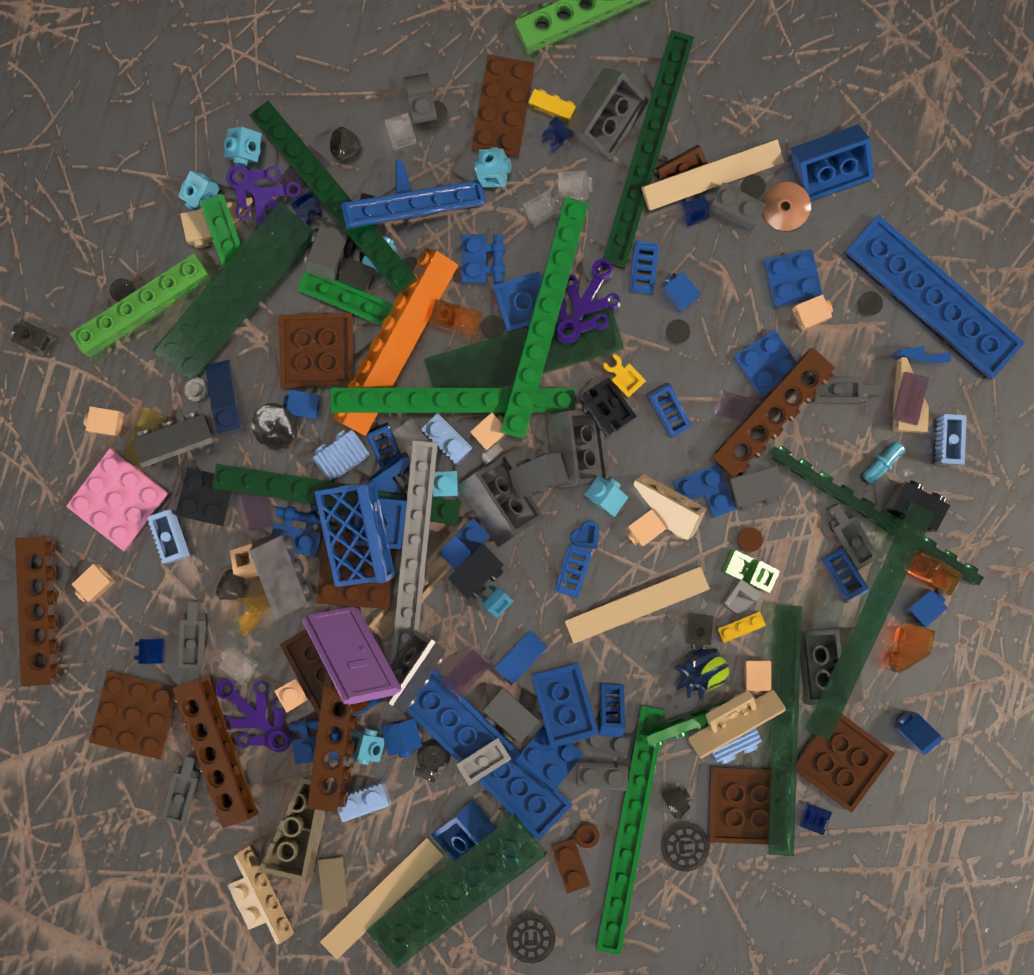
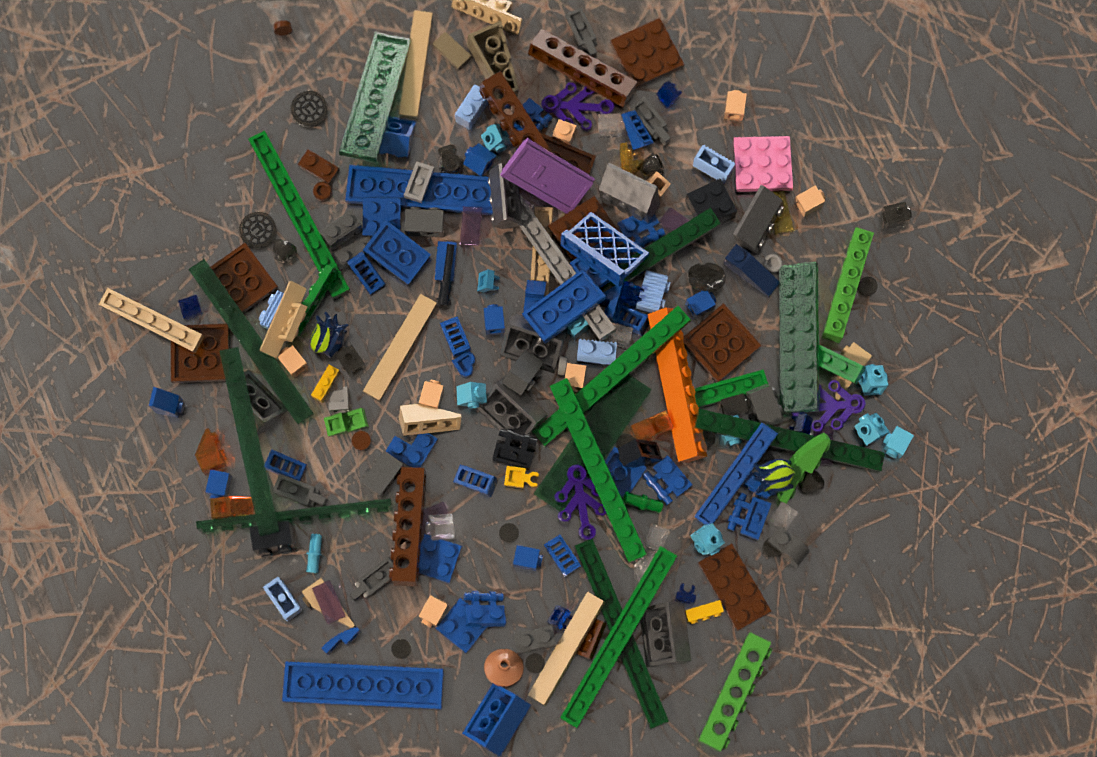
camera: 145 degrees right, 10 degrees down
(29, 623) = (753, 55): reddish brown brick -> none
(216, 636) = (636, 130): none -> blue slope
(228, 113) = (897, 442): none -> medium azure brick
(338, 163) = (805, 459): none -> bright green slope
(365, 469) = (630, 293): none -> clear blue tile
(379, 169) = (774, 476): none -> dark blue hair
(429, 153) = (754, 519): none -> blue plate
(444, 506) = (564, 306): none -> blue tile
(476, 572) = (514, 281): black brick -> none
(490, 301) = (639, 453): none -> black slope
(521, 556) = (494, 319): none -> blue brick
(524, 254) = (643, 502): none -> green pin
(550, 623) = (445, 284): none -> black pin
(654, 142) = (618, 637): none -> green plate
(741, 387) = (440, 526): none -> clear brick
(765, 267) = (484, 615): none -> blue plate
(868, 833) = (151, 320): none -> tan plate

